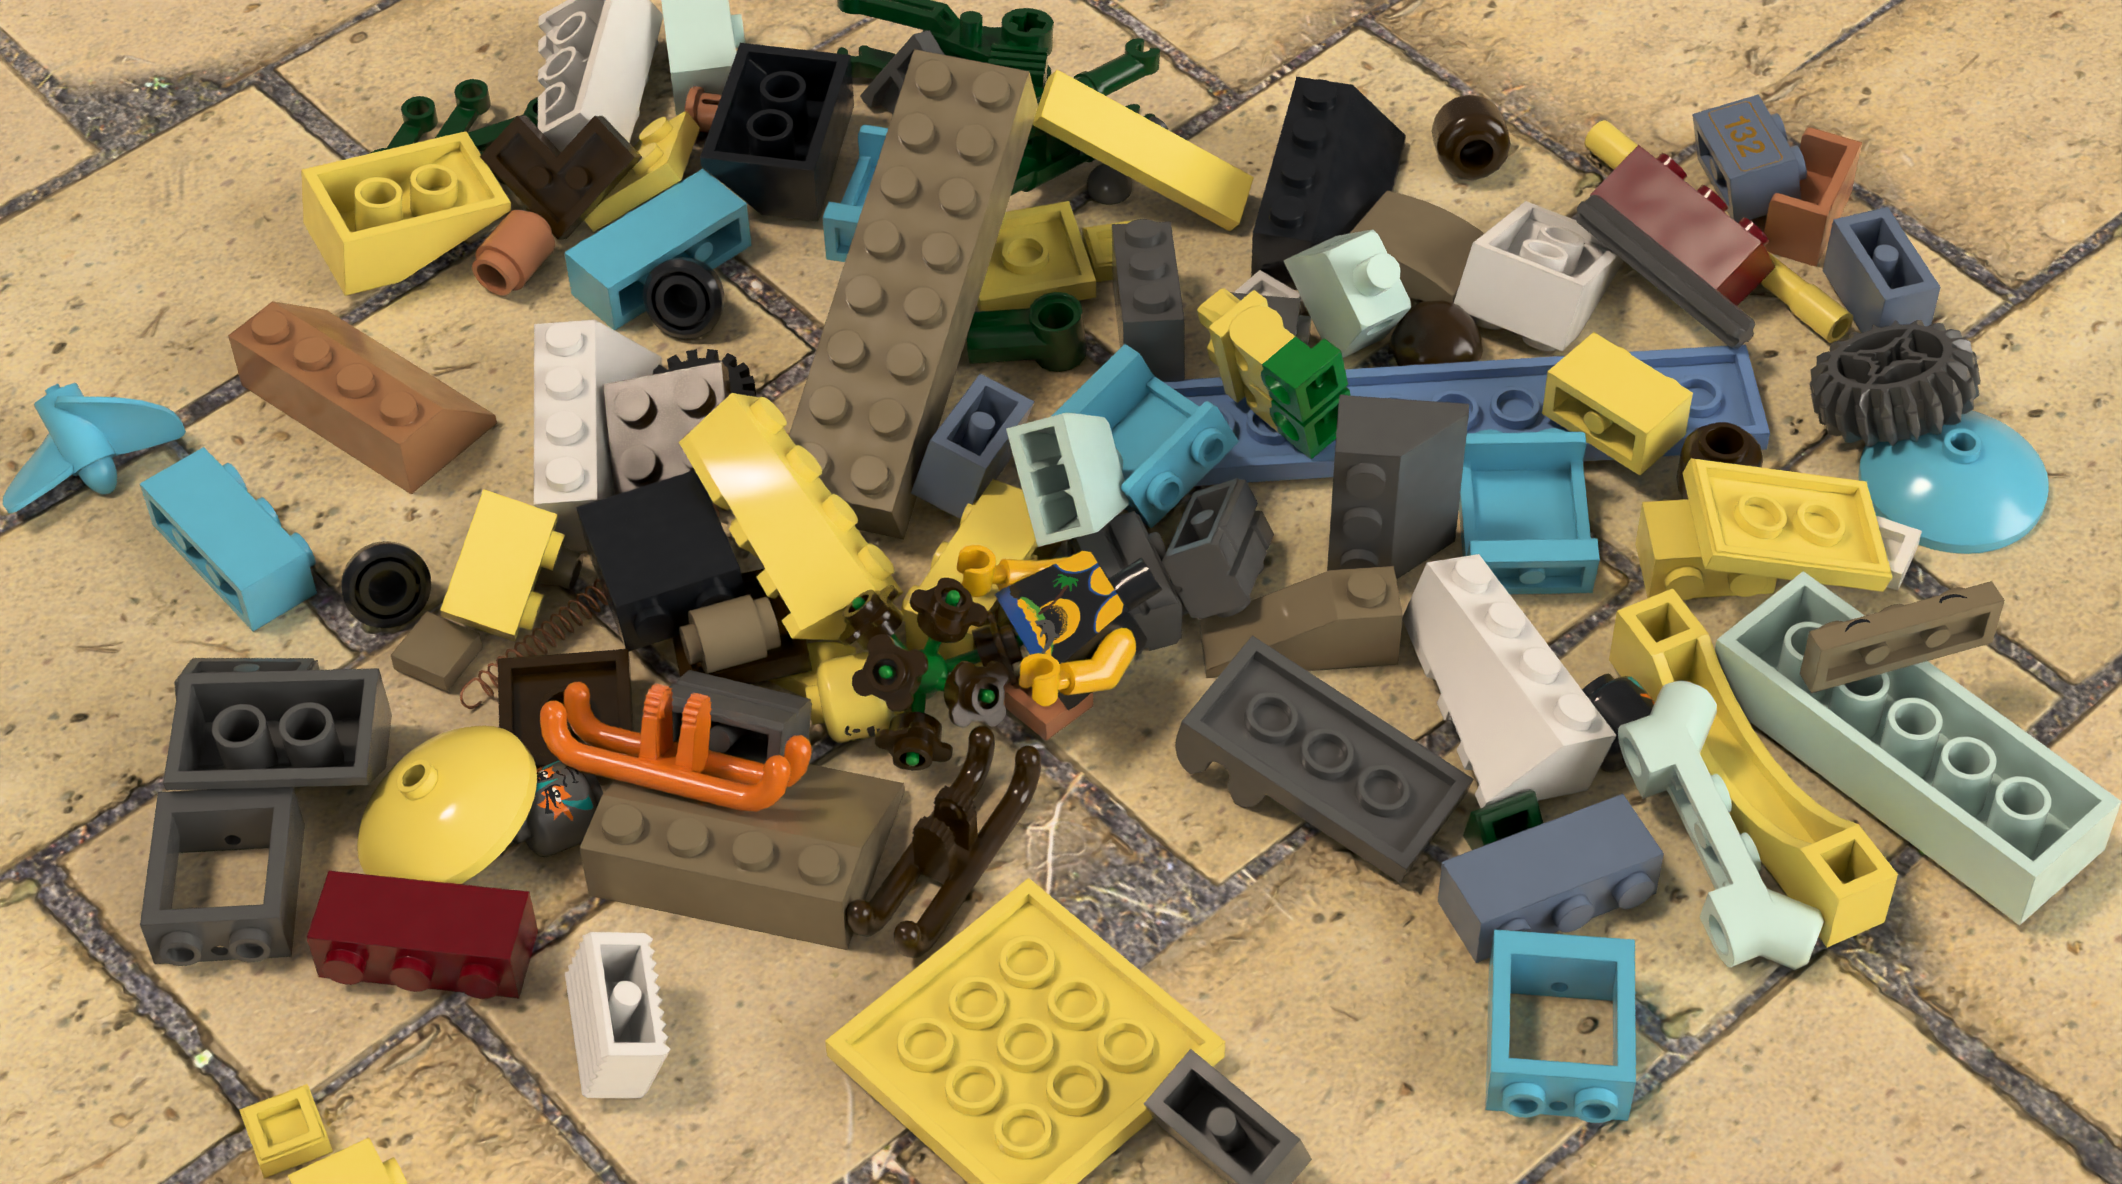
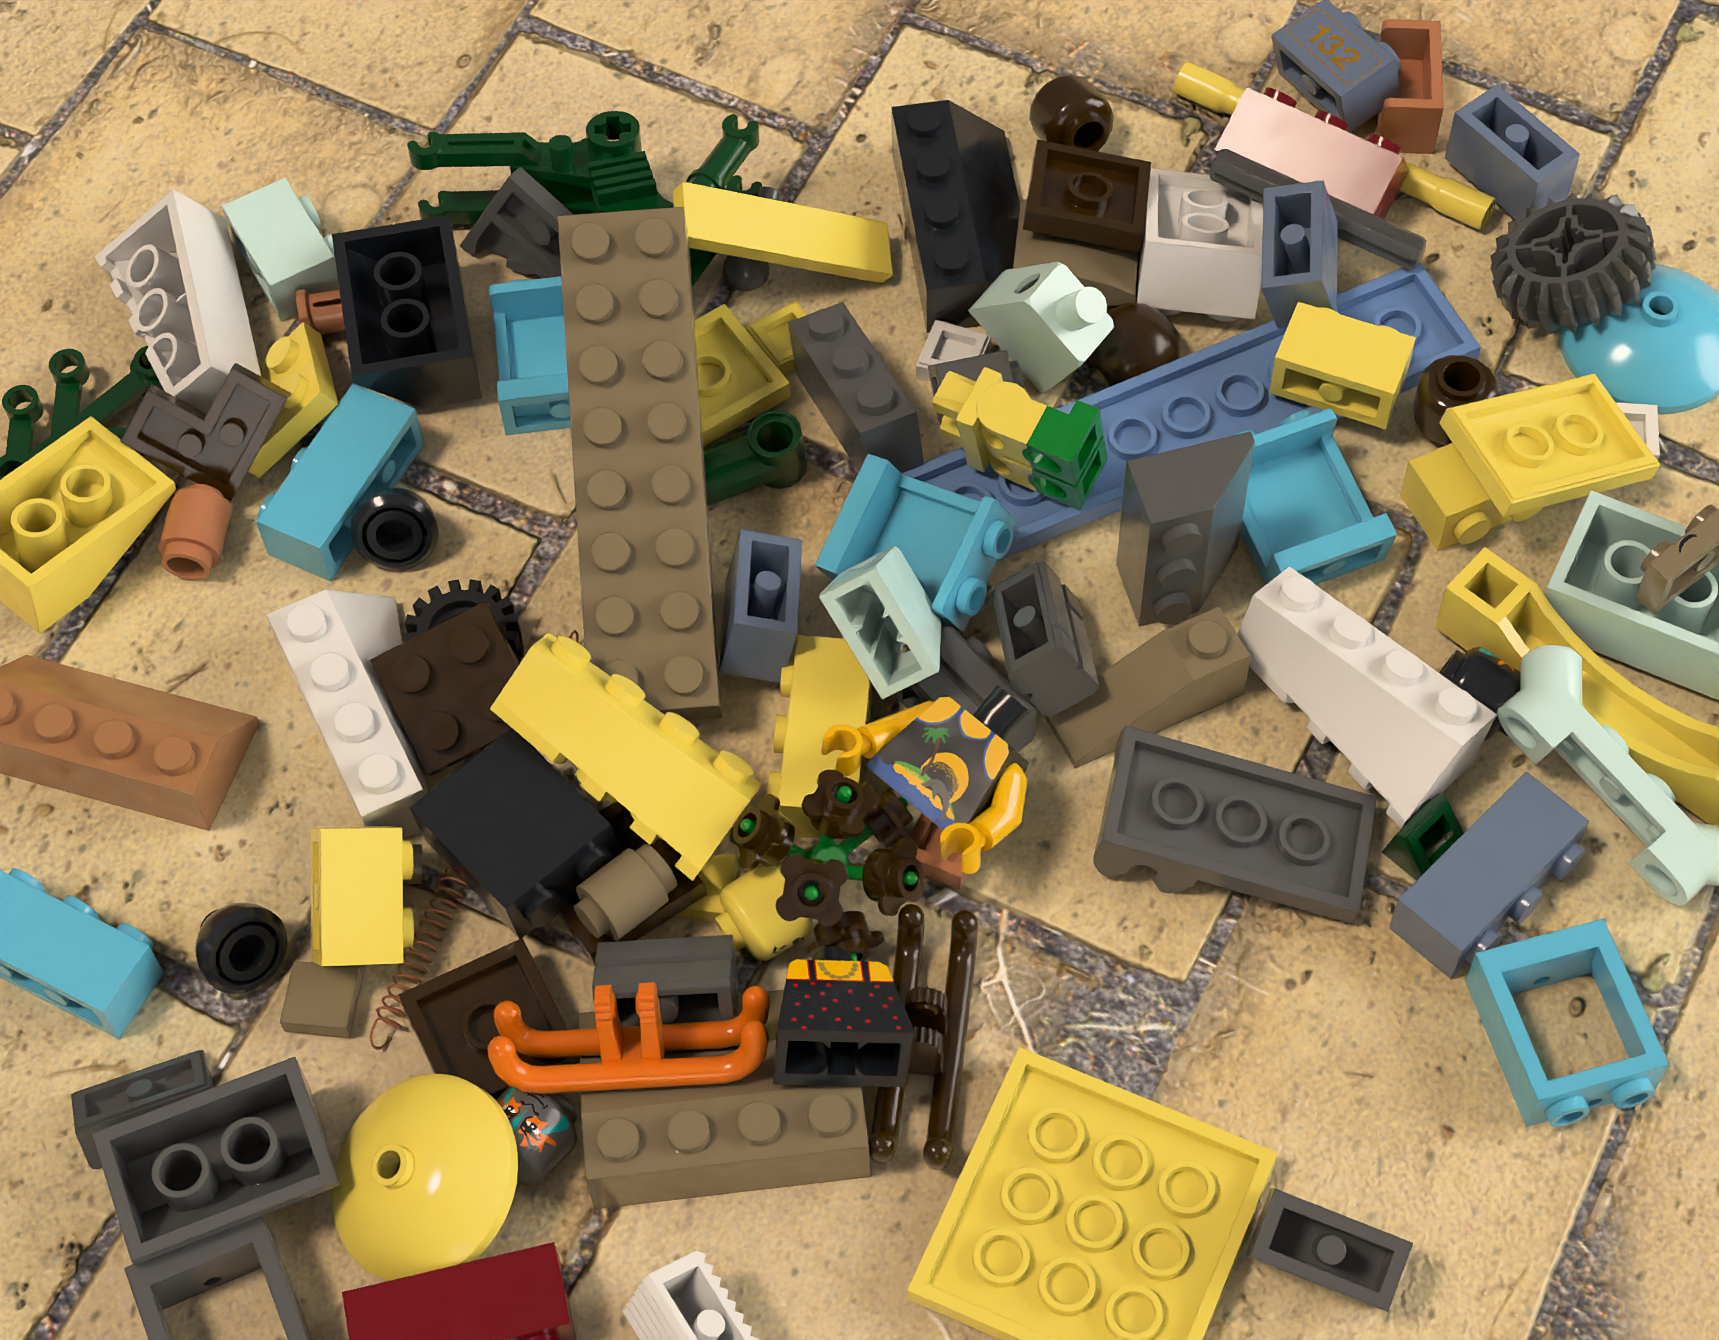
camera: 20 degrees left, 10 degrees up
(858, 792) = (841, 1024): none -> black torso
(1443, 197) = (1087, 196): none -> dark brown plate
(1620, 289) = (1298, 249): none -> sand blue brick

